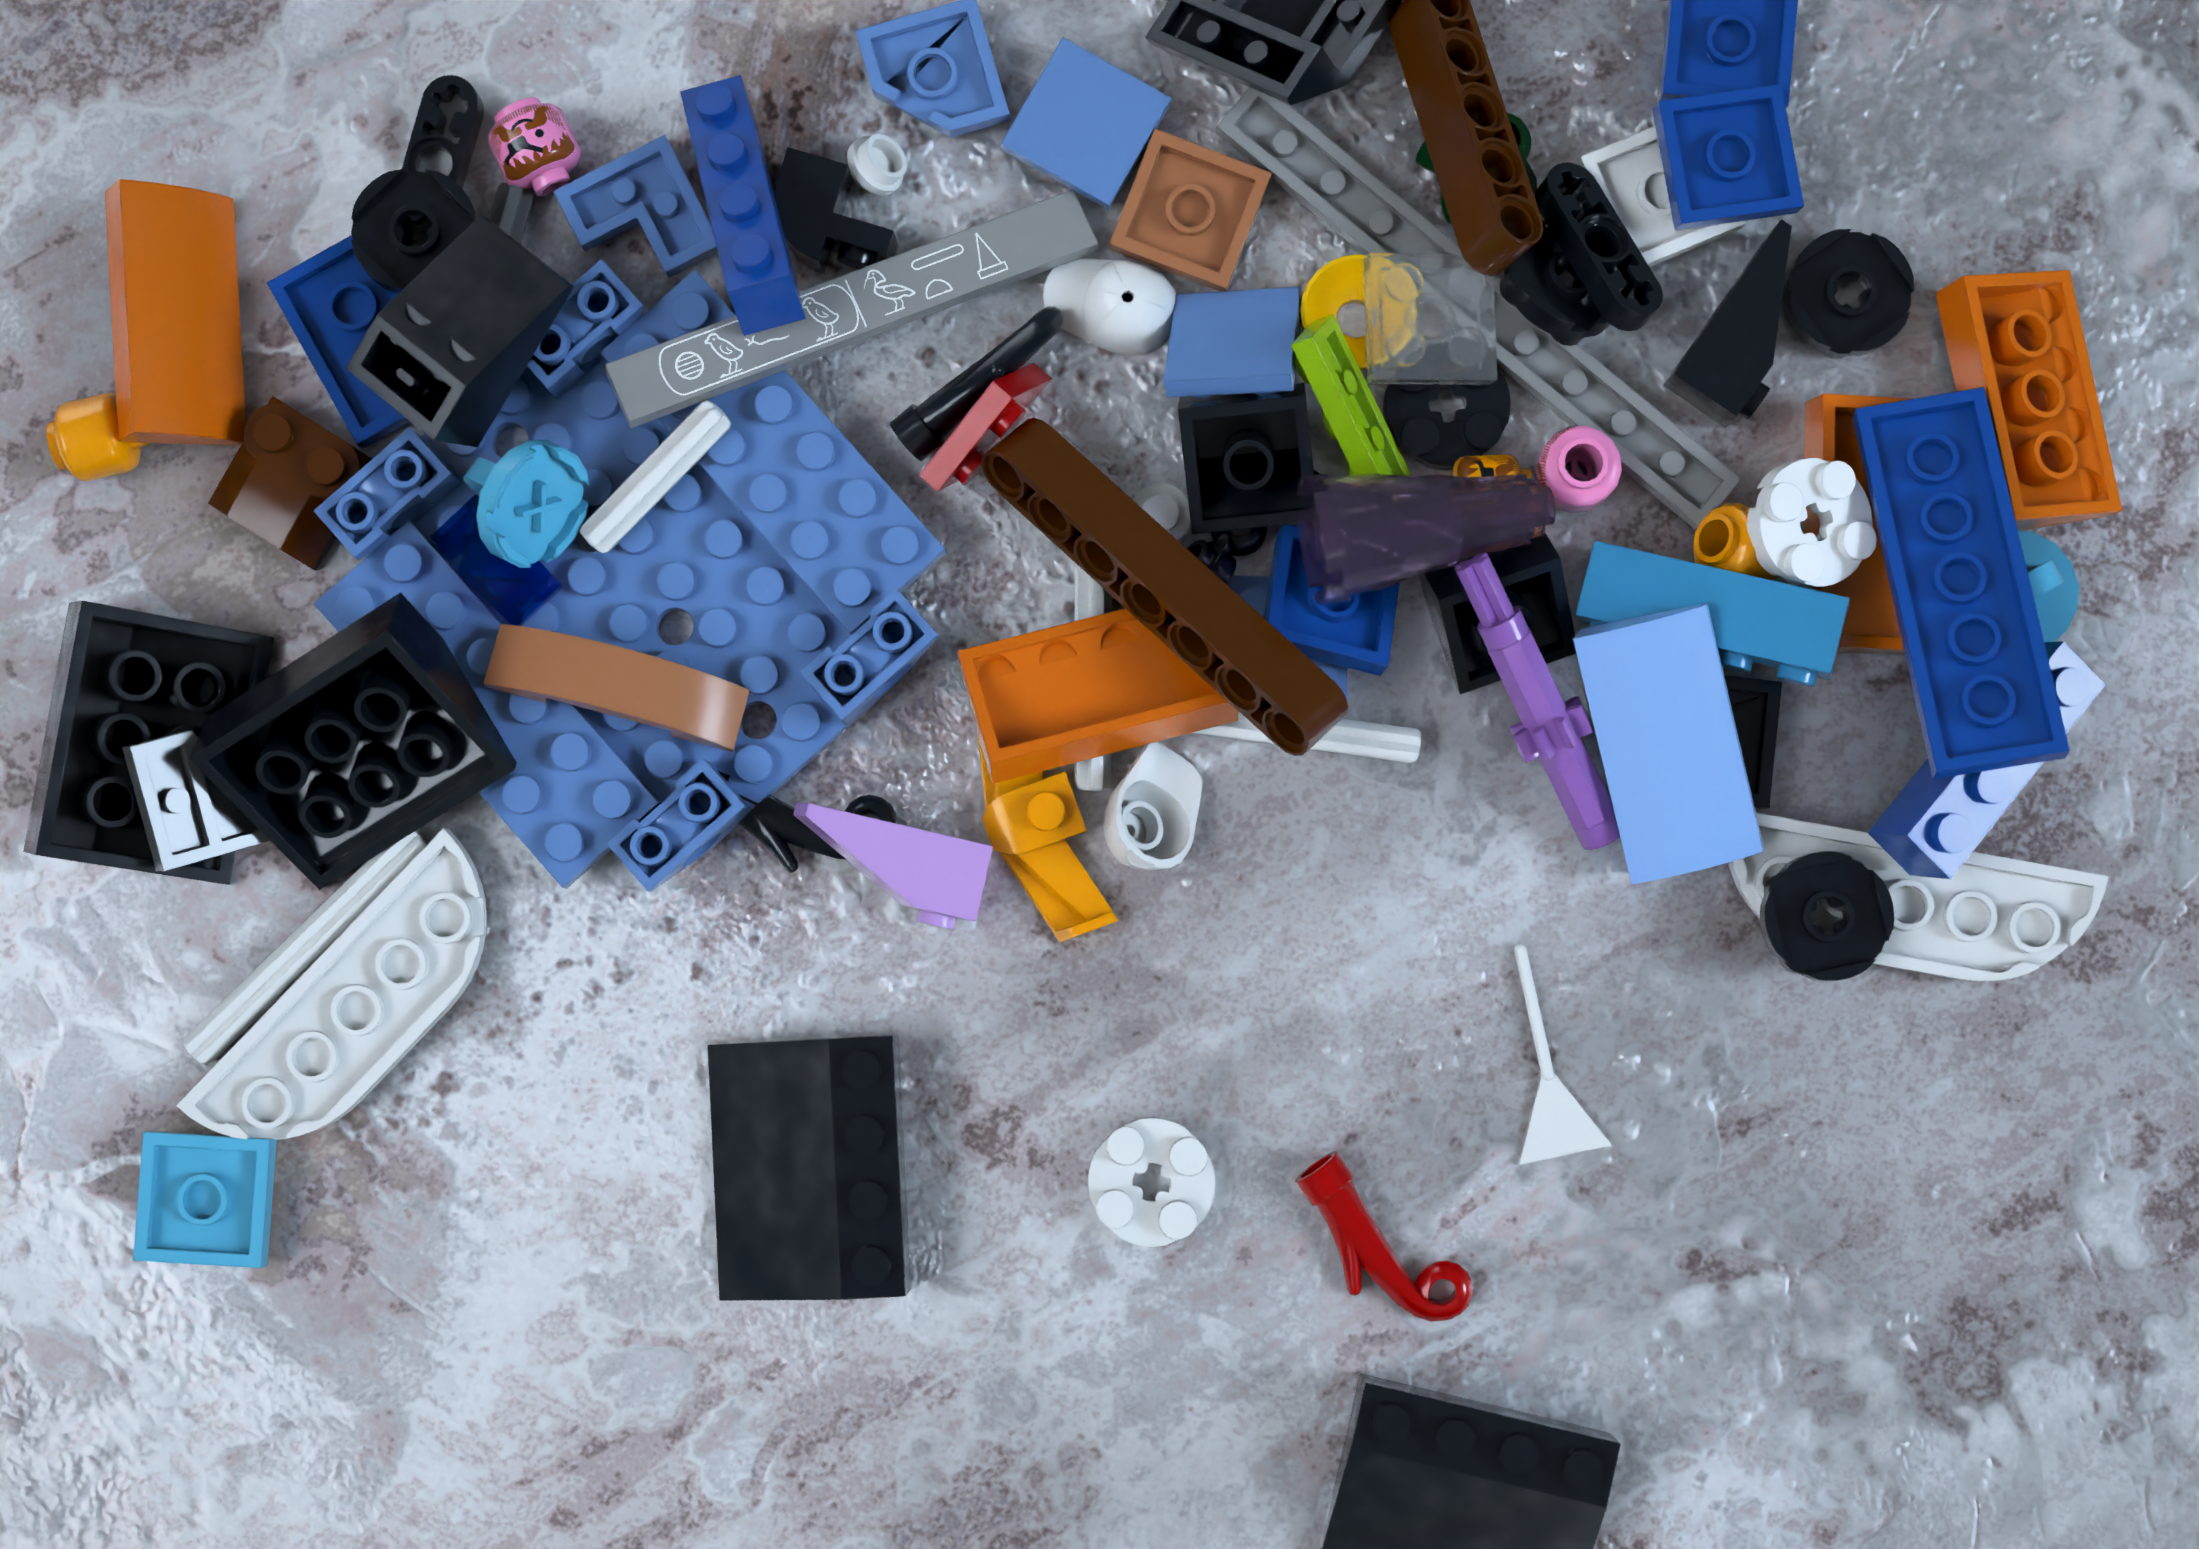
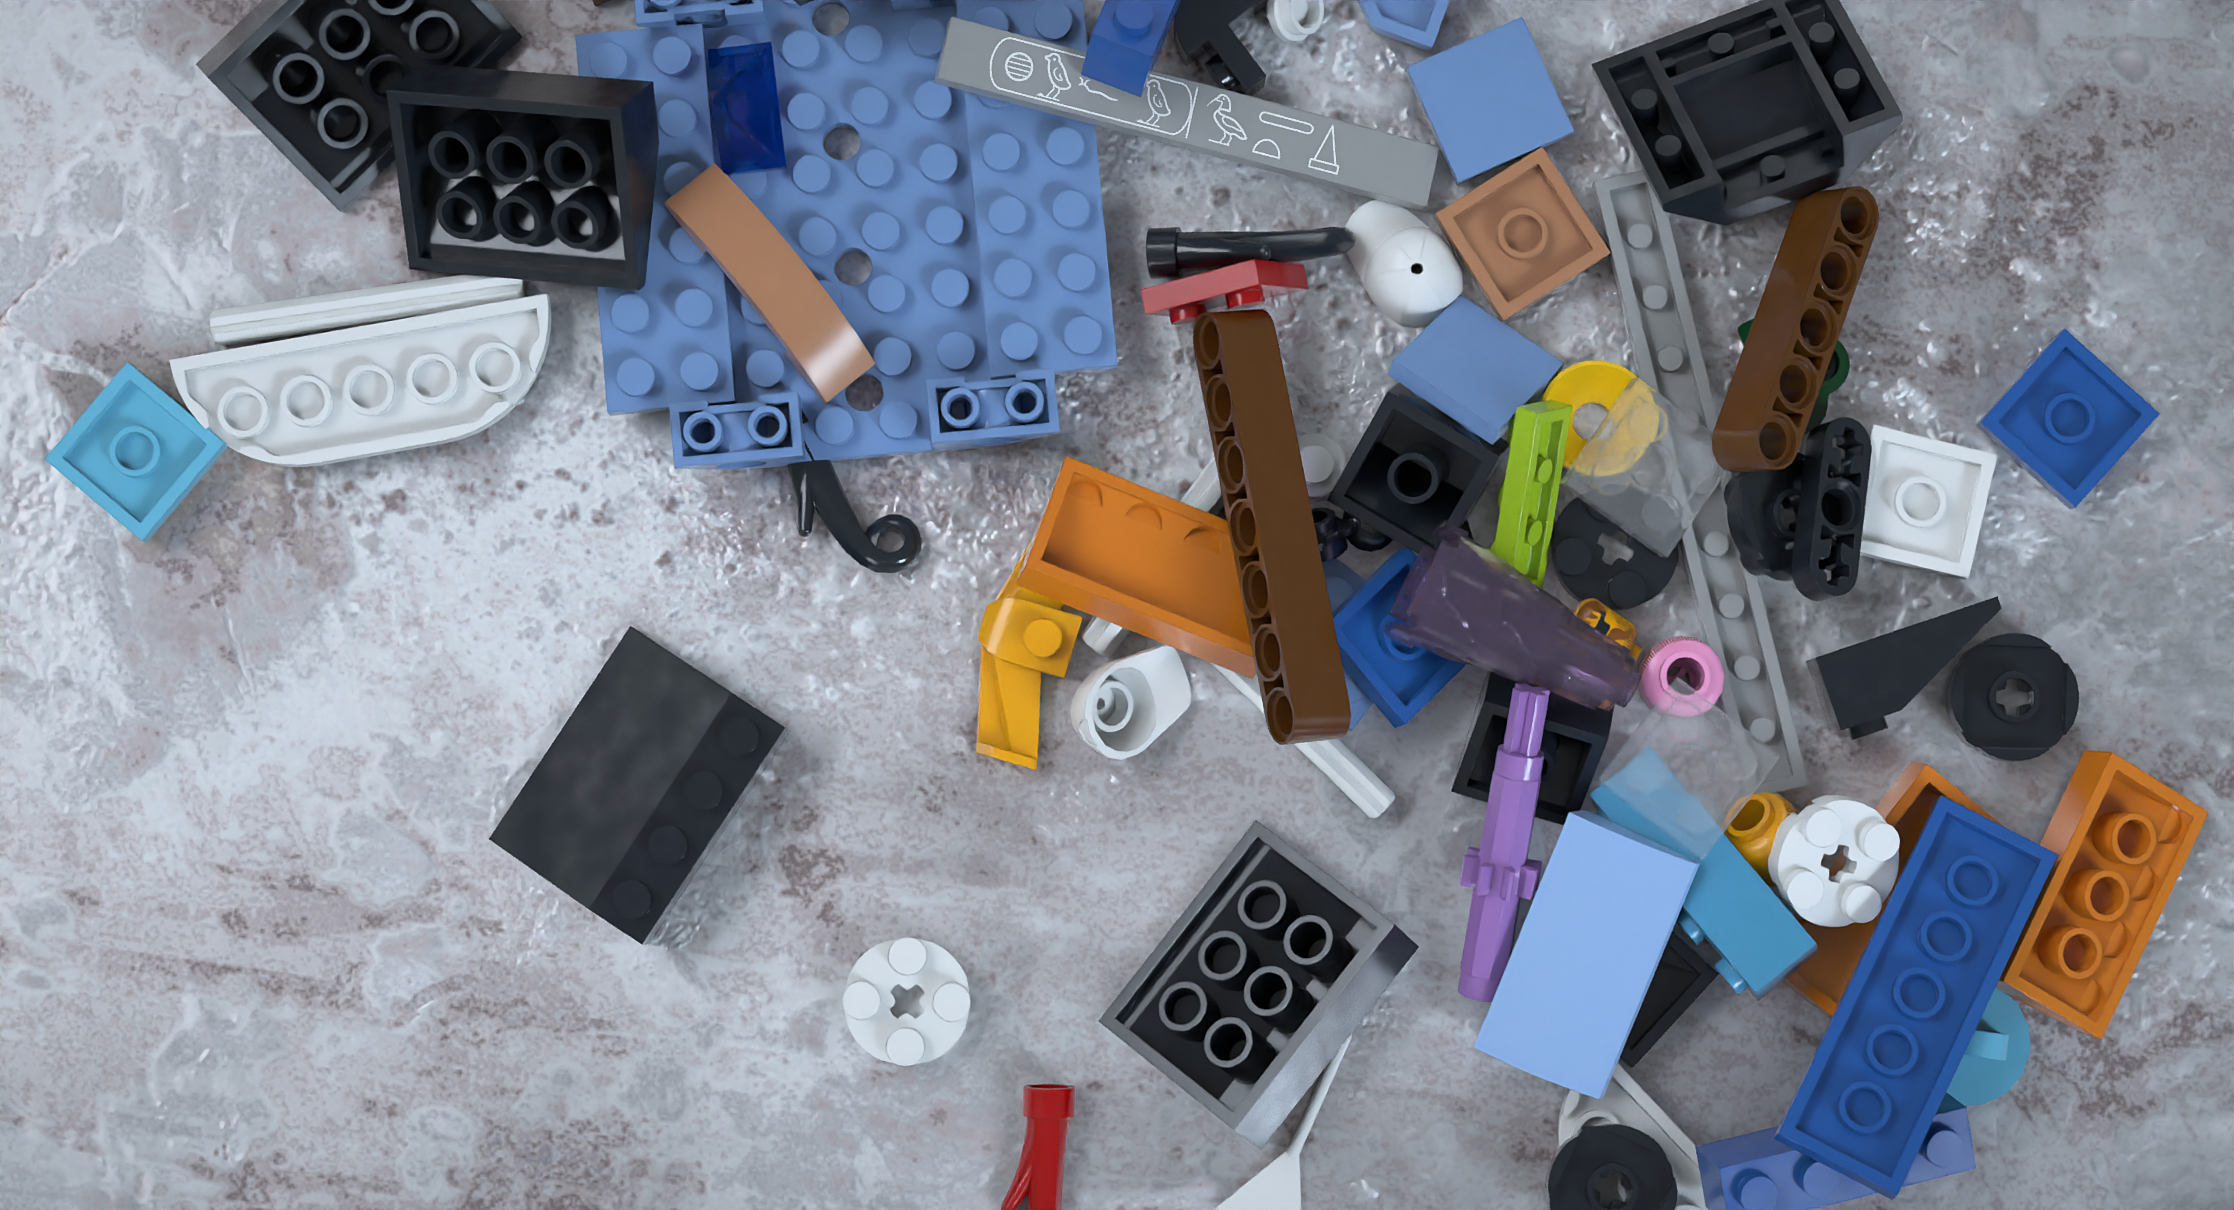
camera: 25 degrees right, 0 degrees up
(181, 806) = (351, 123): wing -> none
(529, 501) = (809, 82): medium azure tile -> none
(655, 476) = (926, 135): white axle -> none
(912, 865) = (901, 602): lavender slope -> none
(1422, 960) = (1258, 984): none -> black slope
(1642, 533) = (1688, 768): none -> clear plate
(1728, 157) = (1991, 513): blue plate -> none

